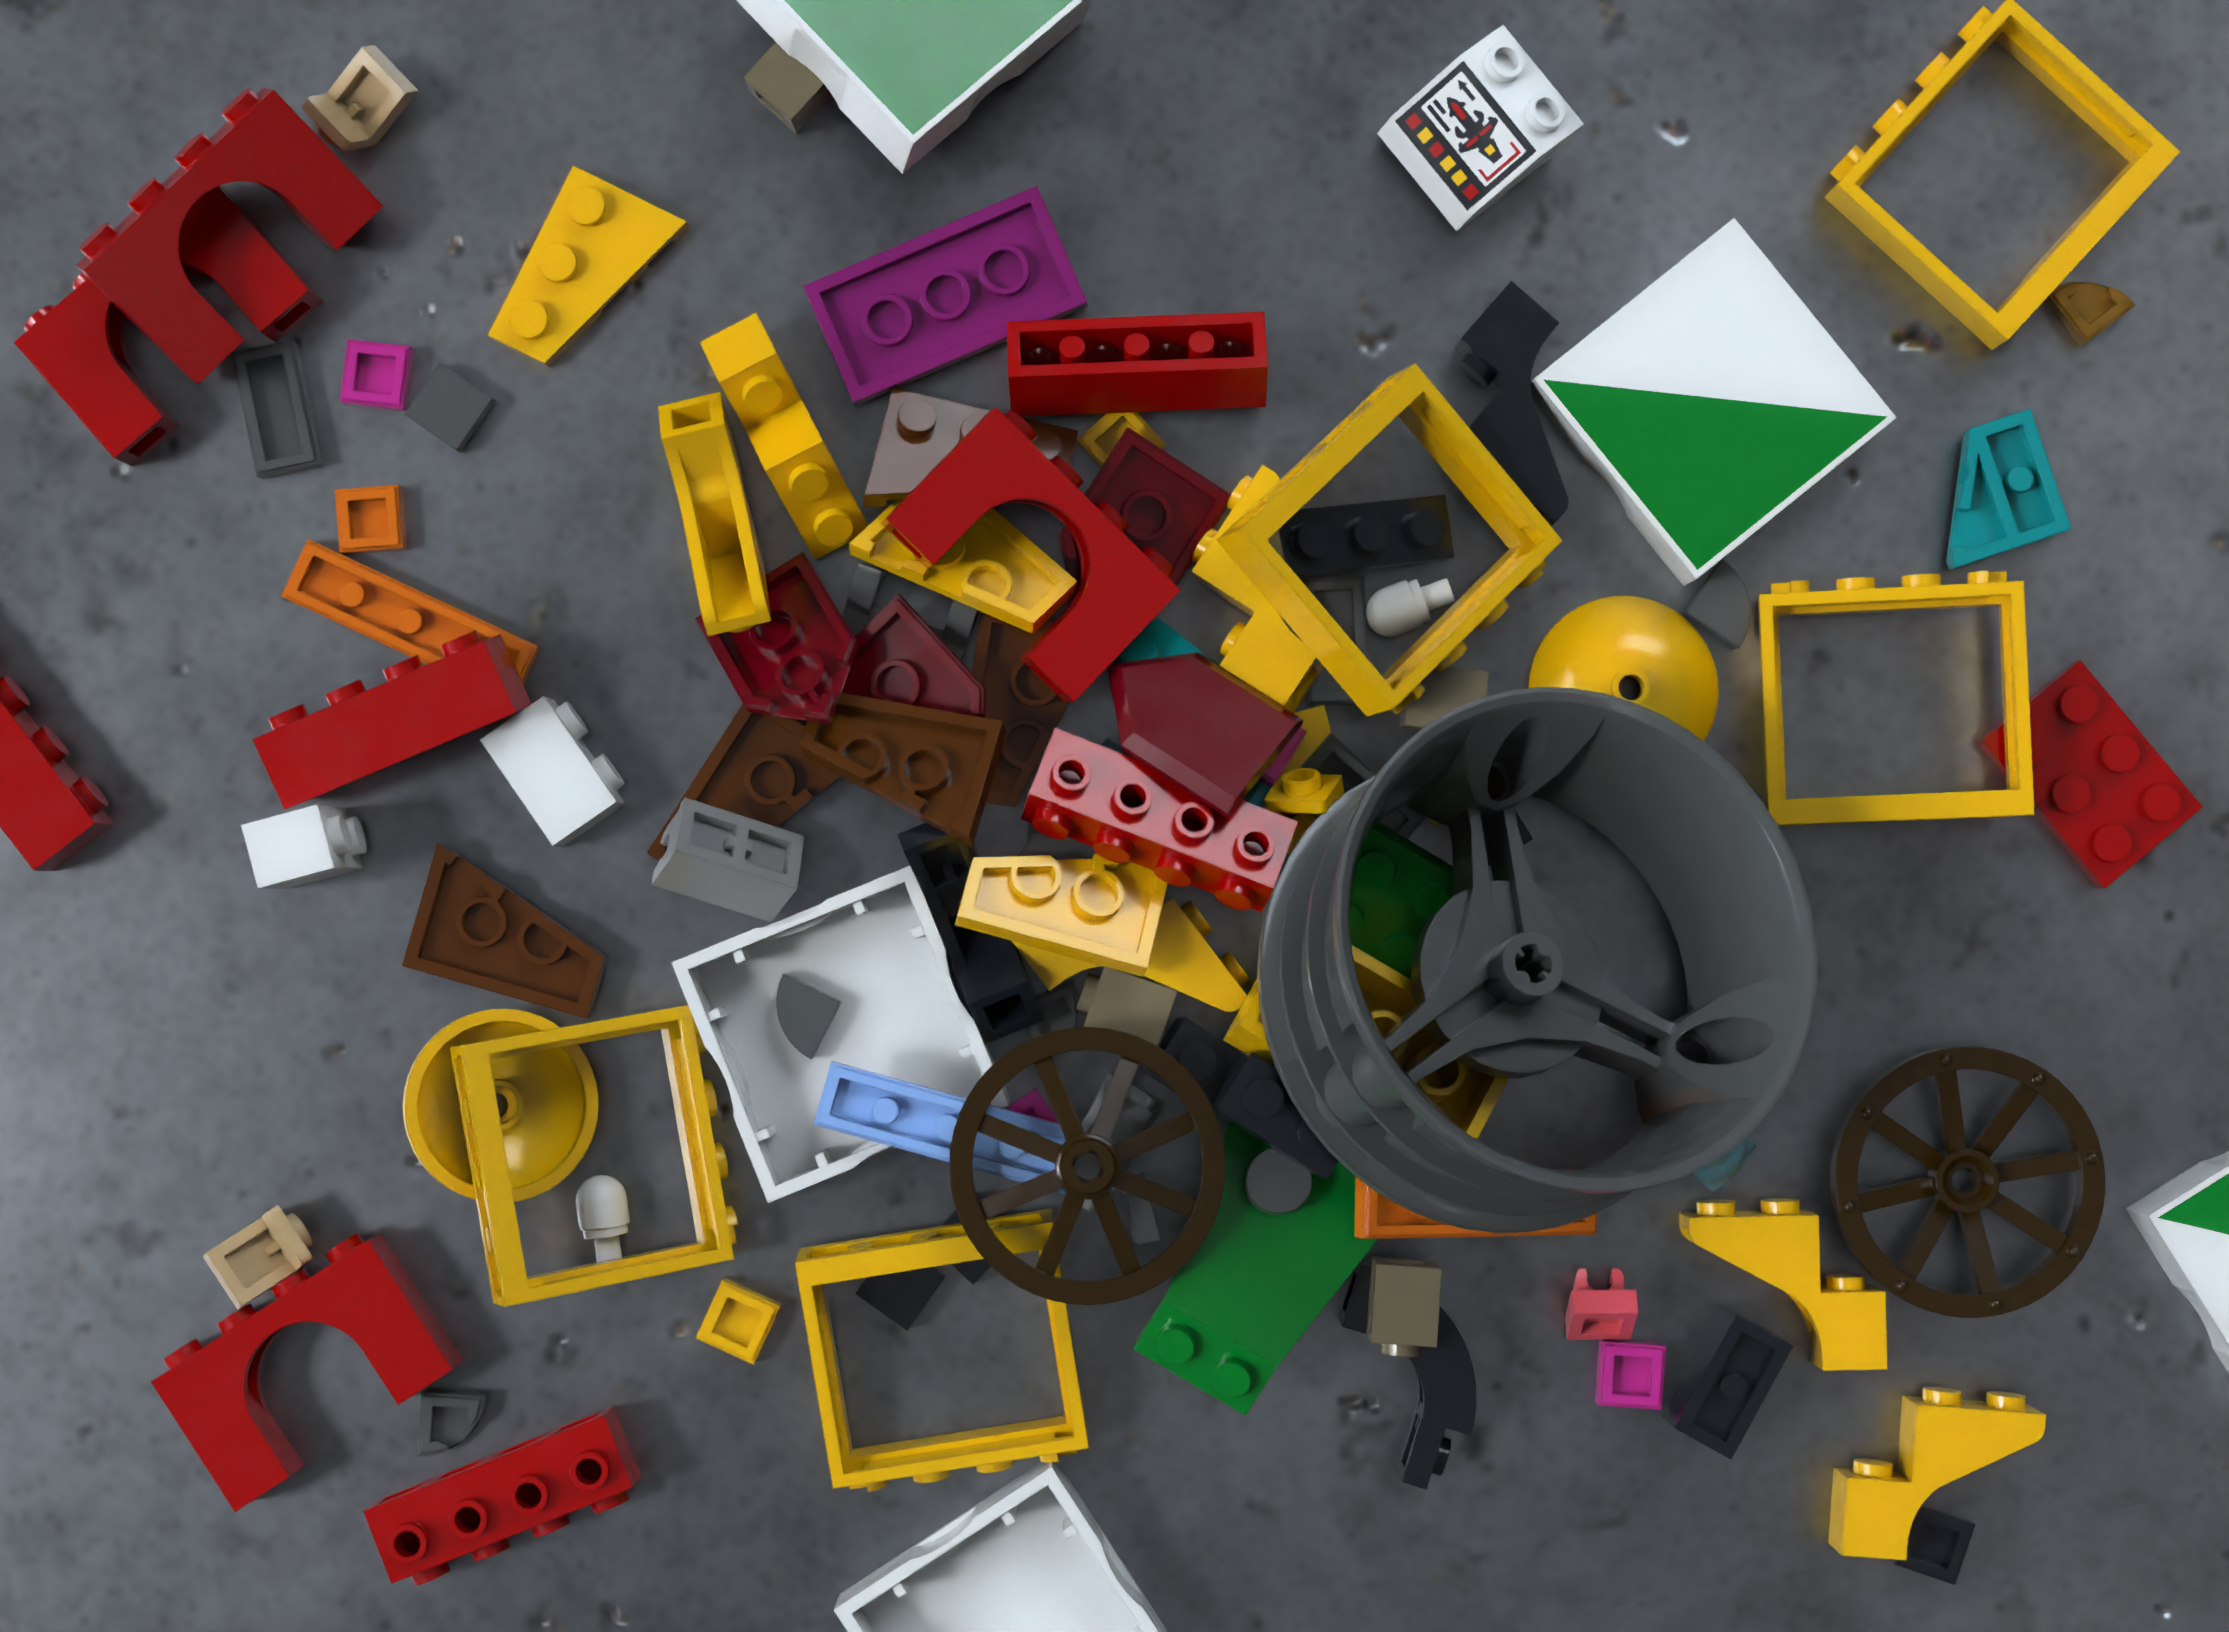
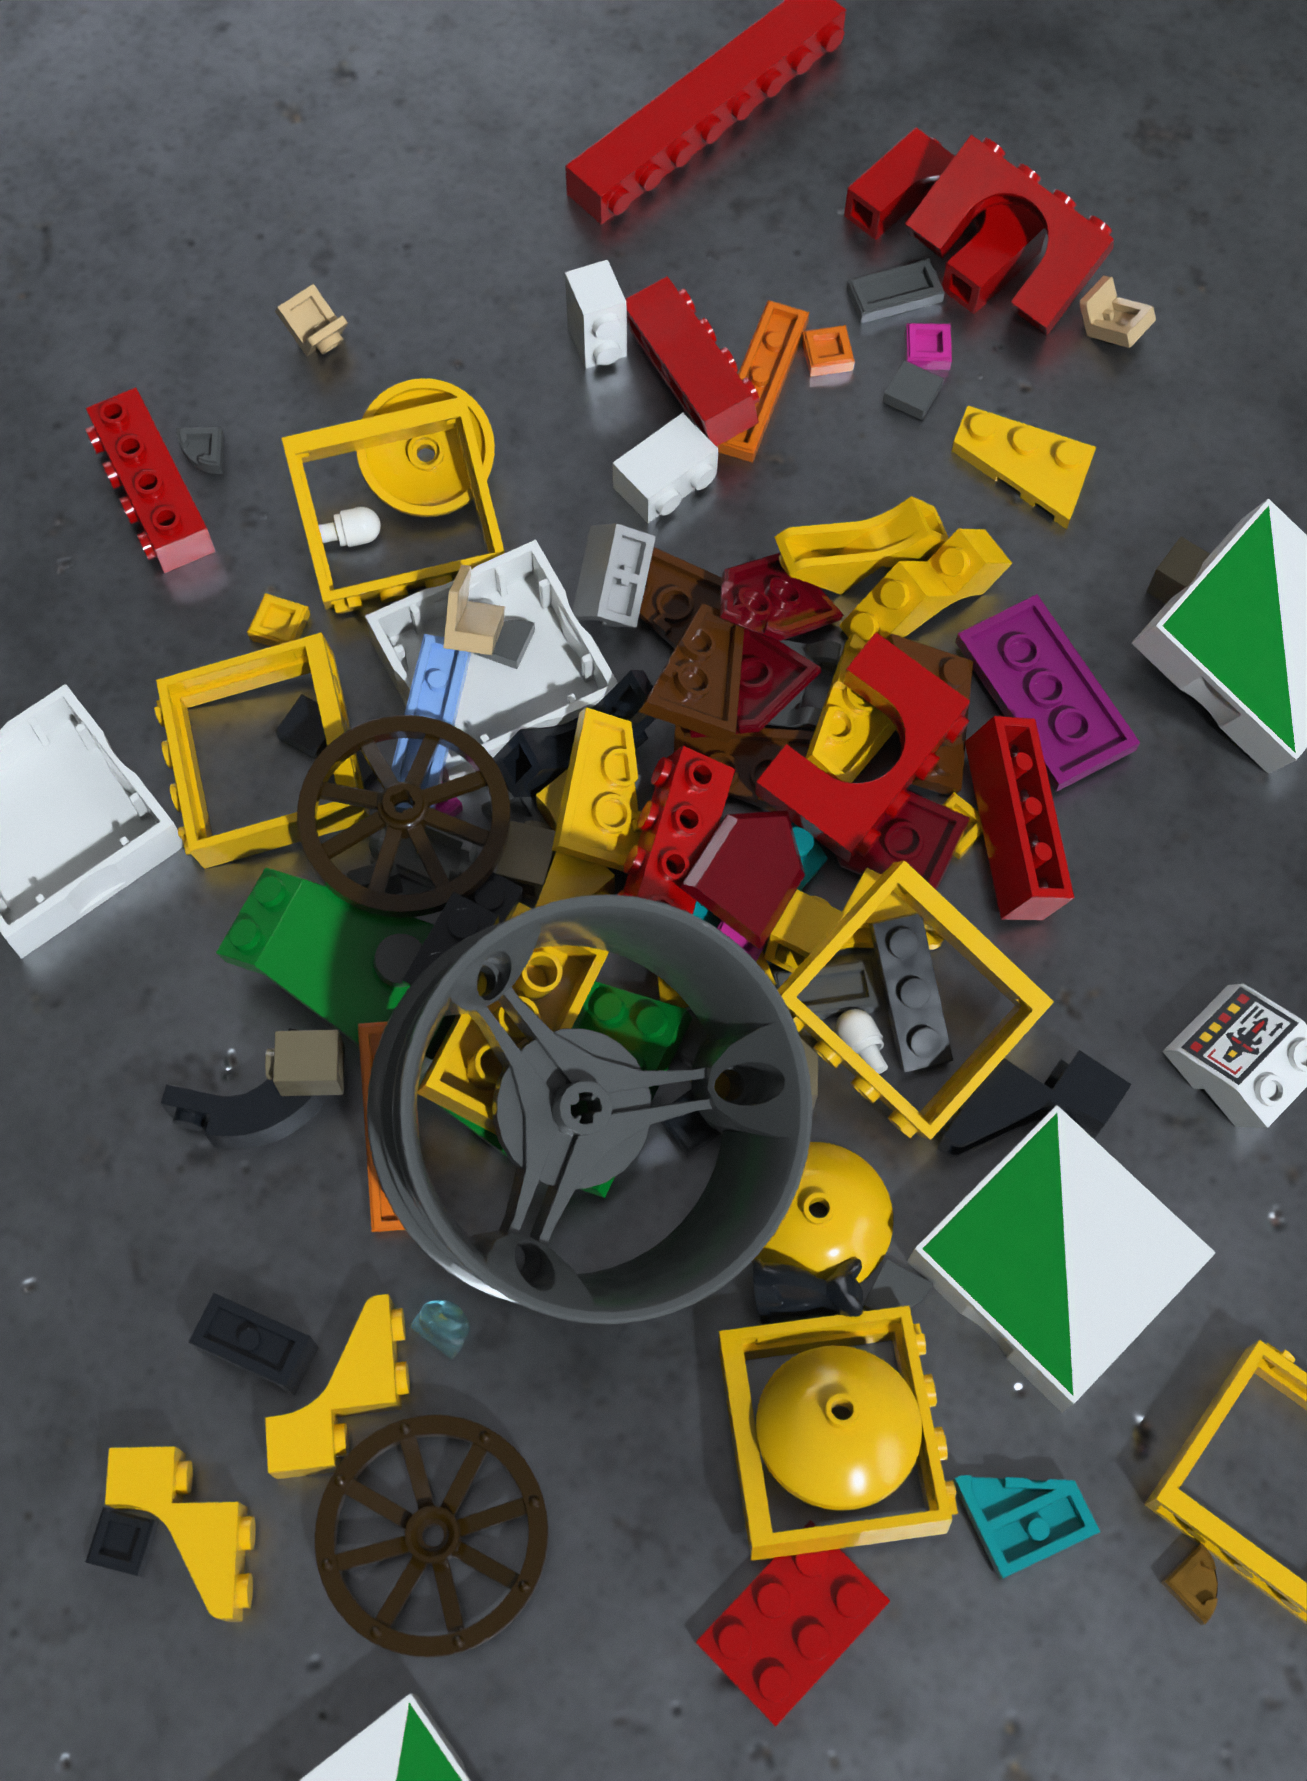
camera: 85 degrees right, 20 degrees down
(218, 1387) = (224, 305): red arch -> none
(498, 941) = (542, 446): reddish brown wing -> none
(802, 1056) = (471, 624): none -> tan panel
(1601, 1313) = (308, 1238): coral tile -> none
(1630, 1374) = (258, 1272): dark pink tile -> none
(1728, 718) = (796, 1292): none -> black animal
(1894, 745) = (834, 1459): none -> yellow dish

